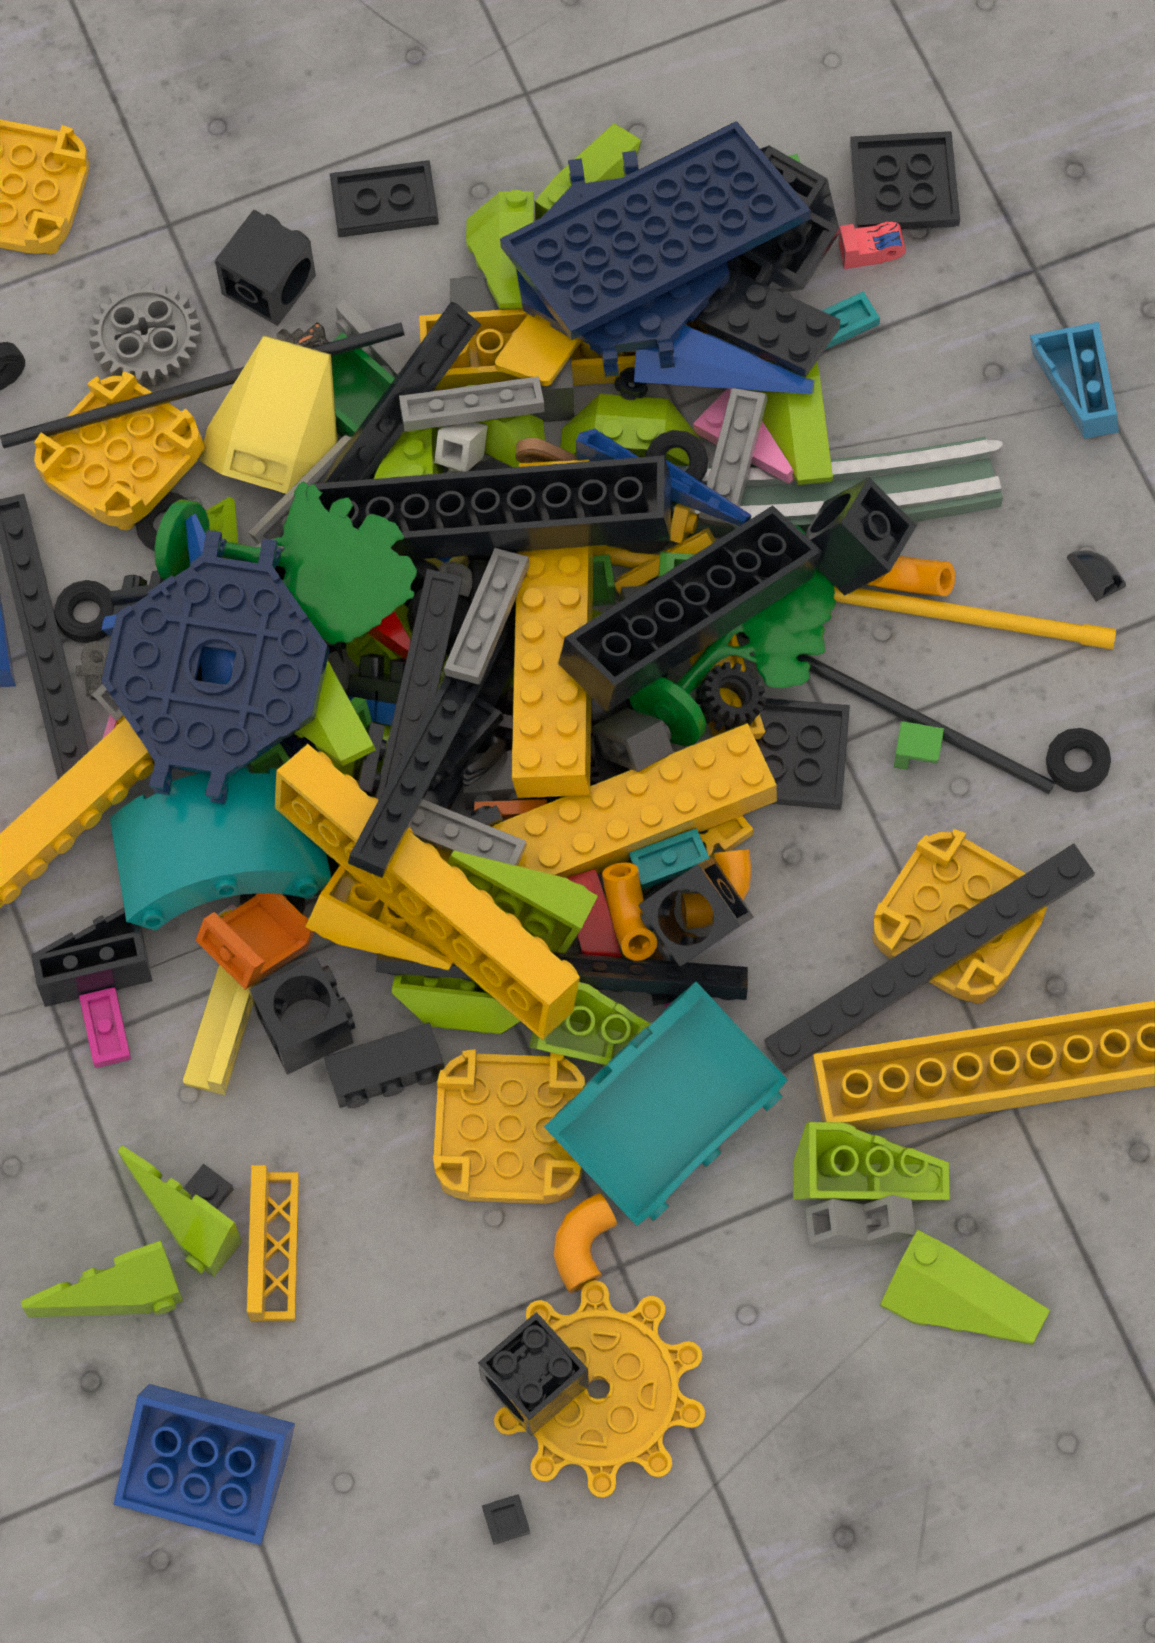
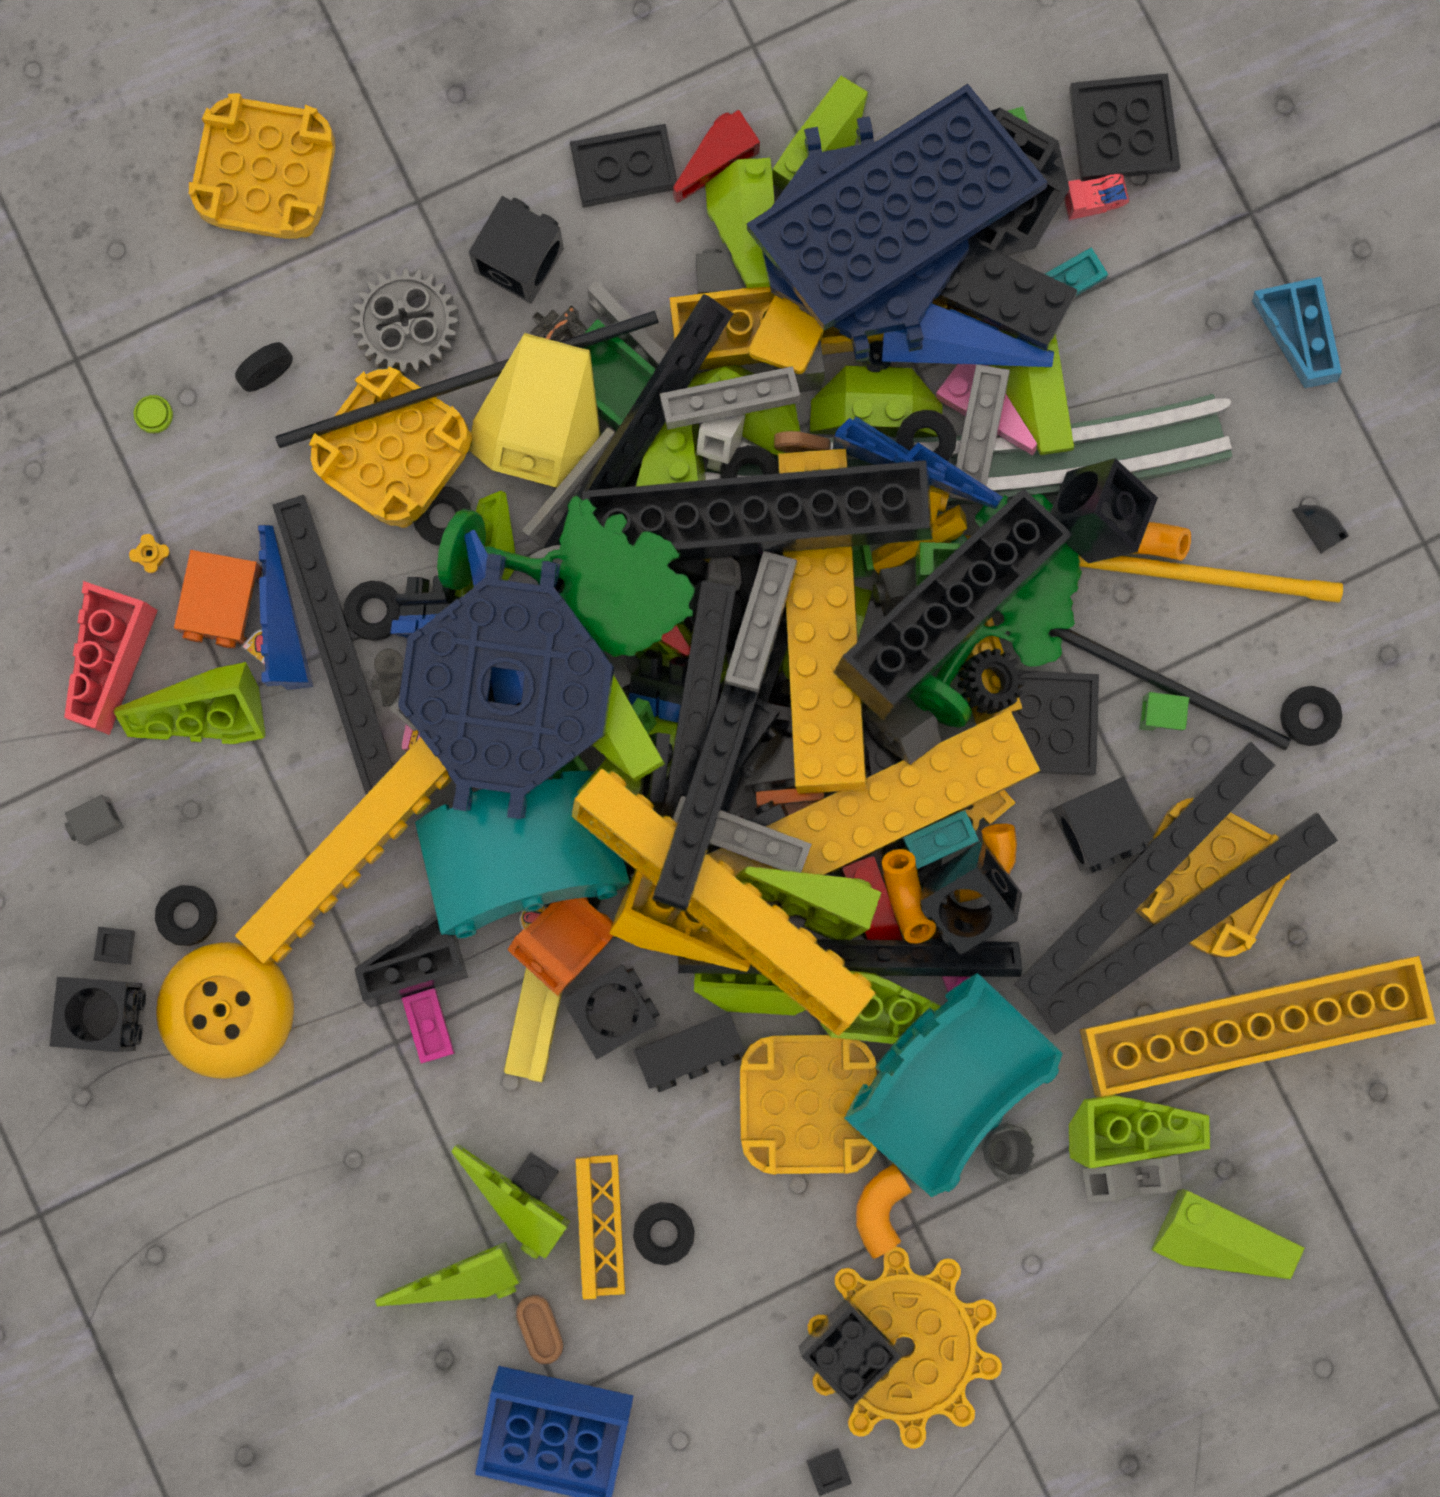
camera: 10 degrees left, 15 degrees up
(198, 1352) = (539, 1329): none -> medium nougat tile
(342, 1234) = (648, 1248): none -> black tyre
(483, 180) = (723, 144): none -> red slope
(725, 1186) = (1008, 1152): none -> dark grey hair
(844, 851) = (1103, 825): none -> black brick
(884, 903) = (1144, 875): none -> black plate

